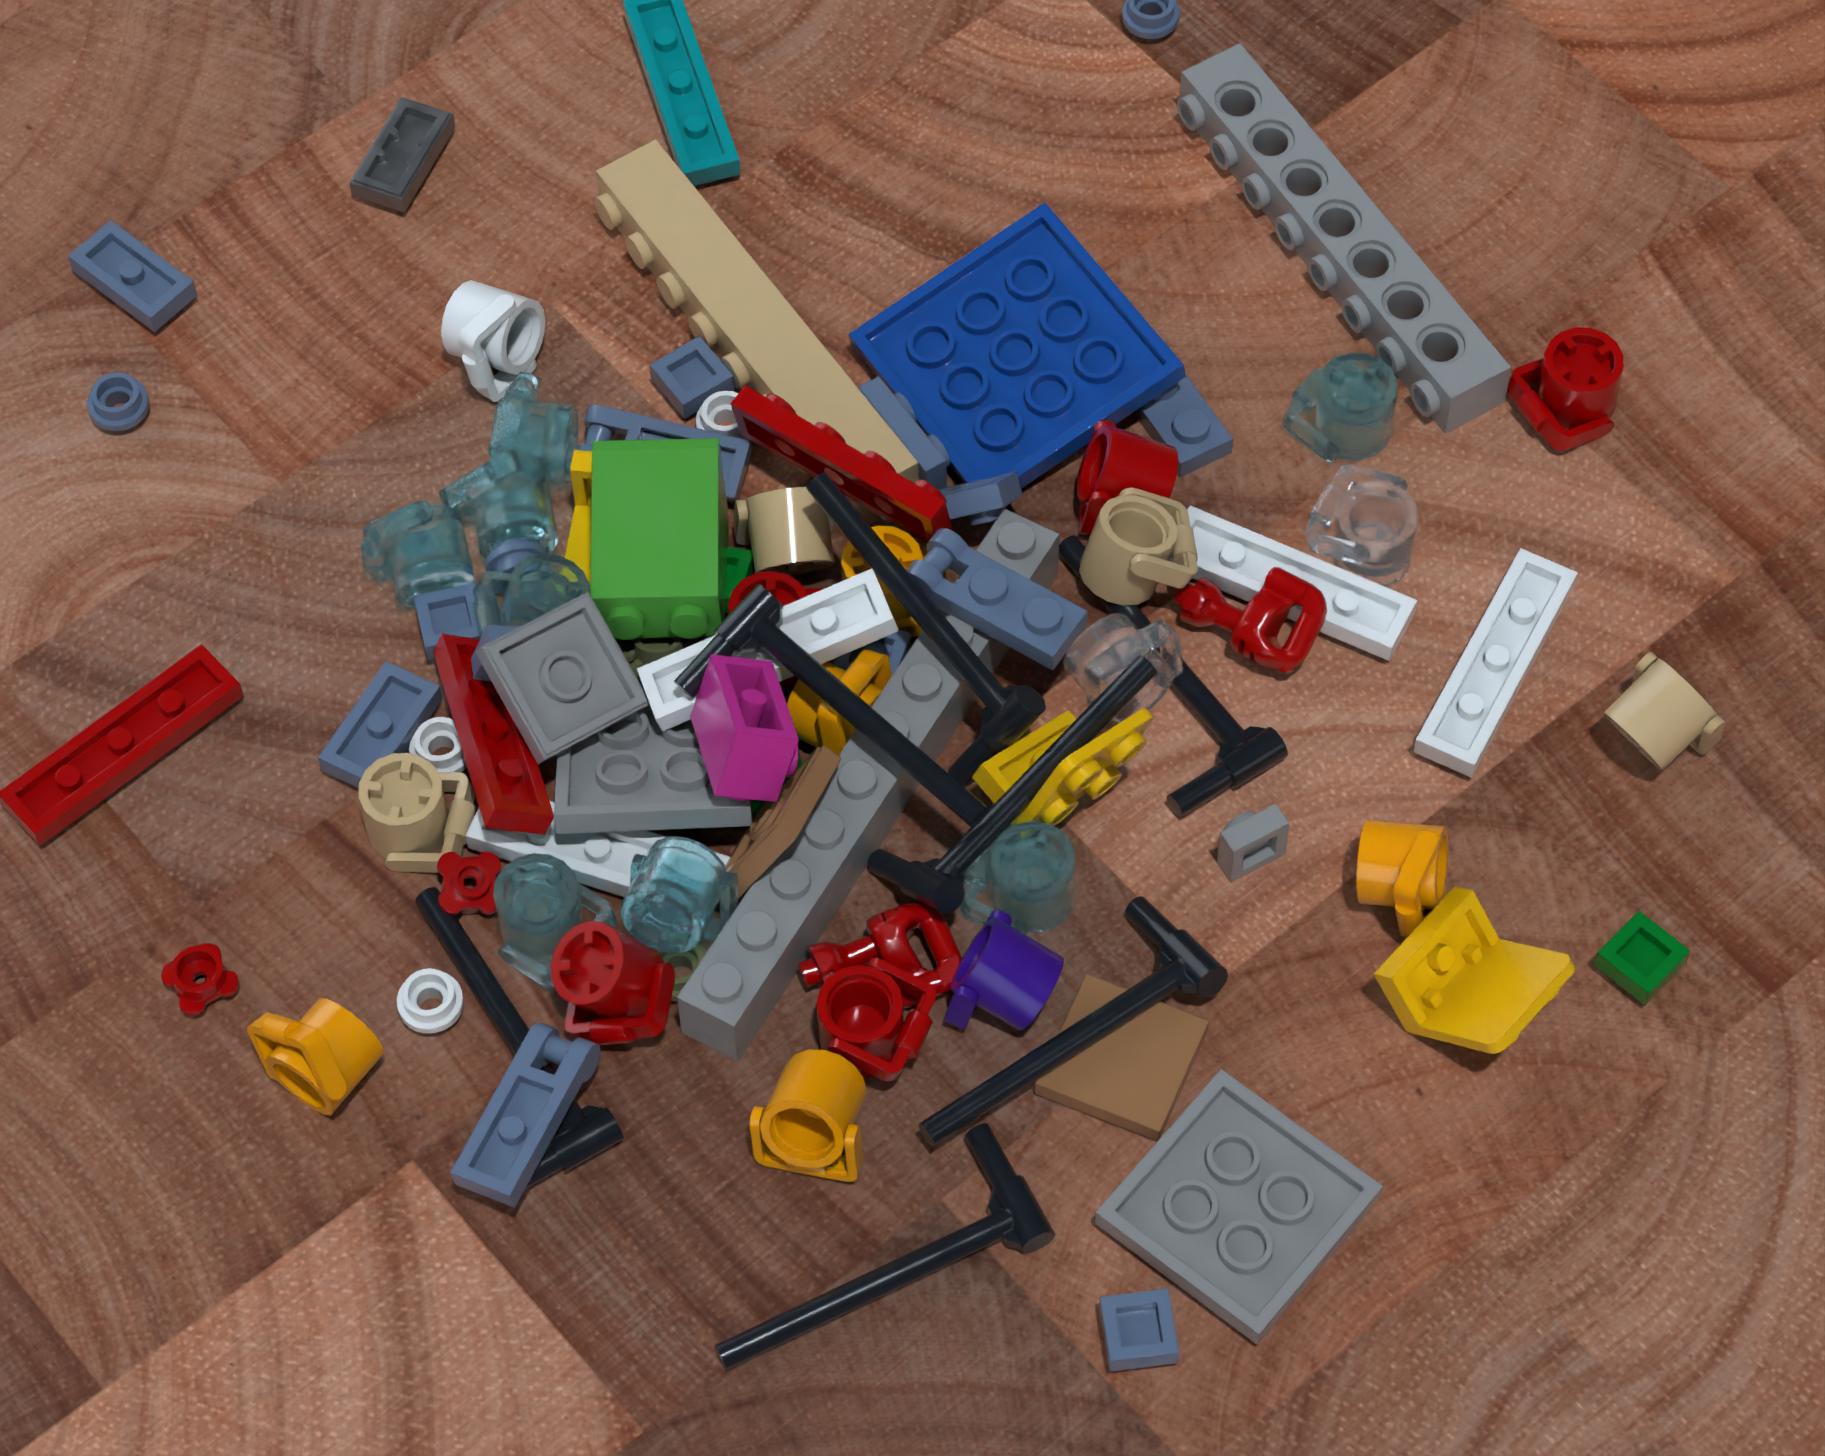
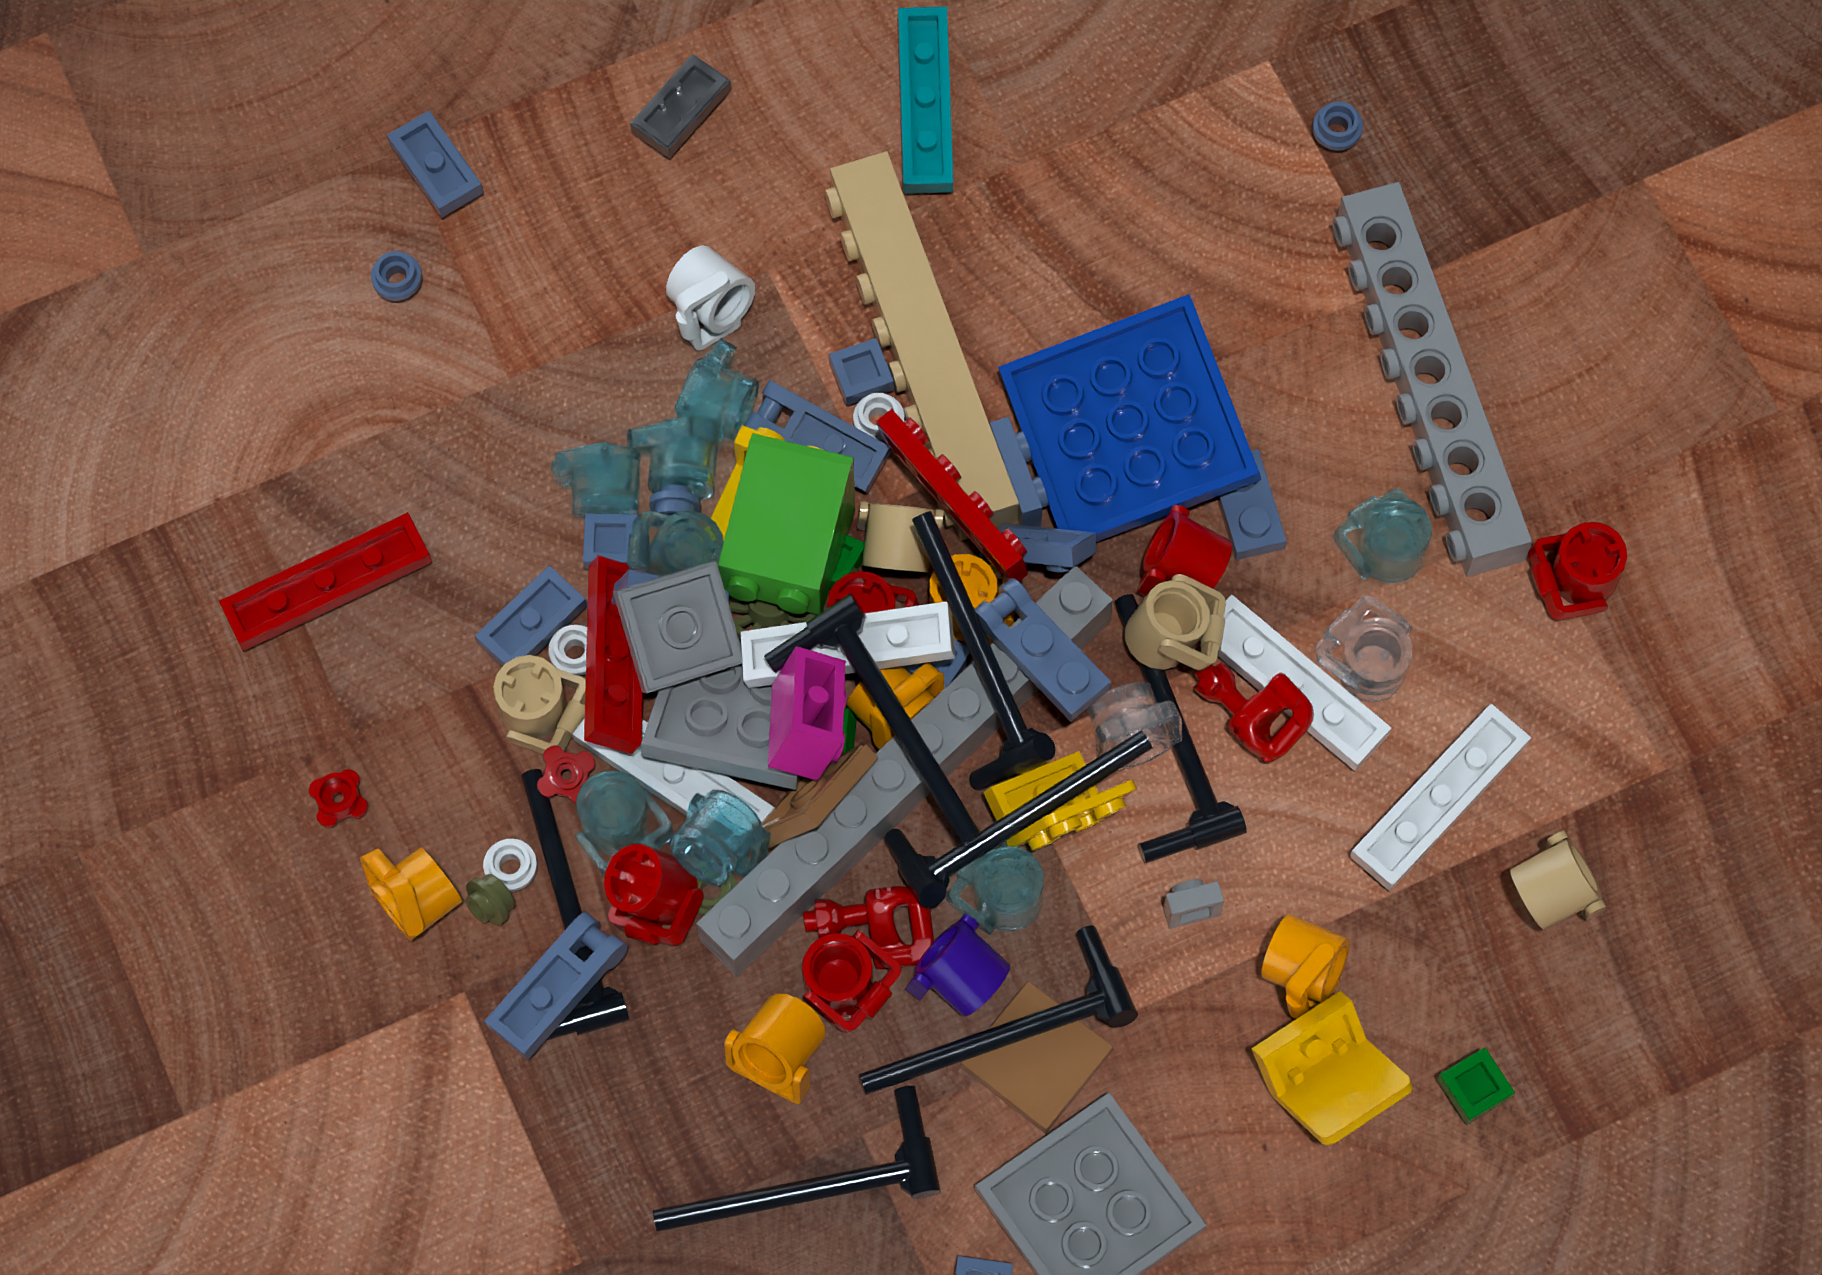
camera: 15 degrees right, 10 degrees up
(416, 1043) = (489, 899): none -> olive plate

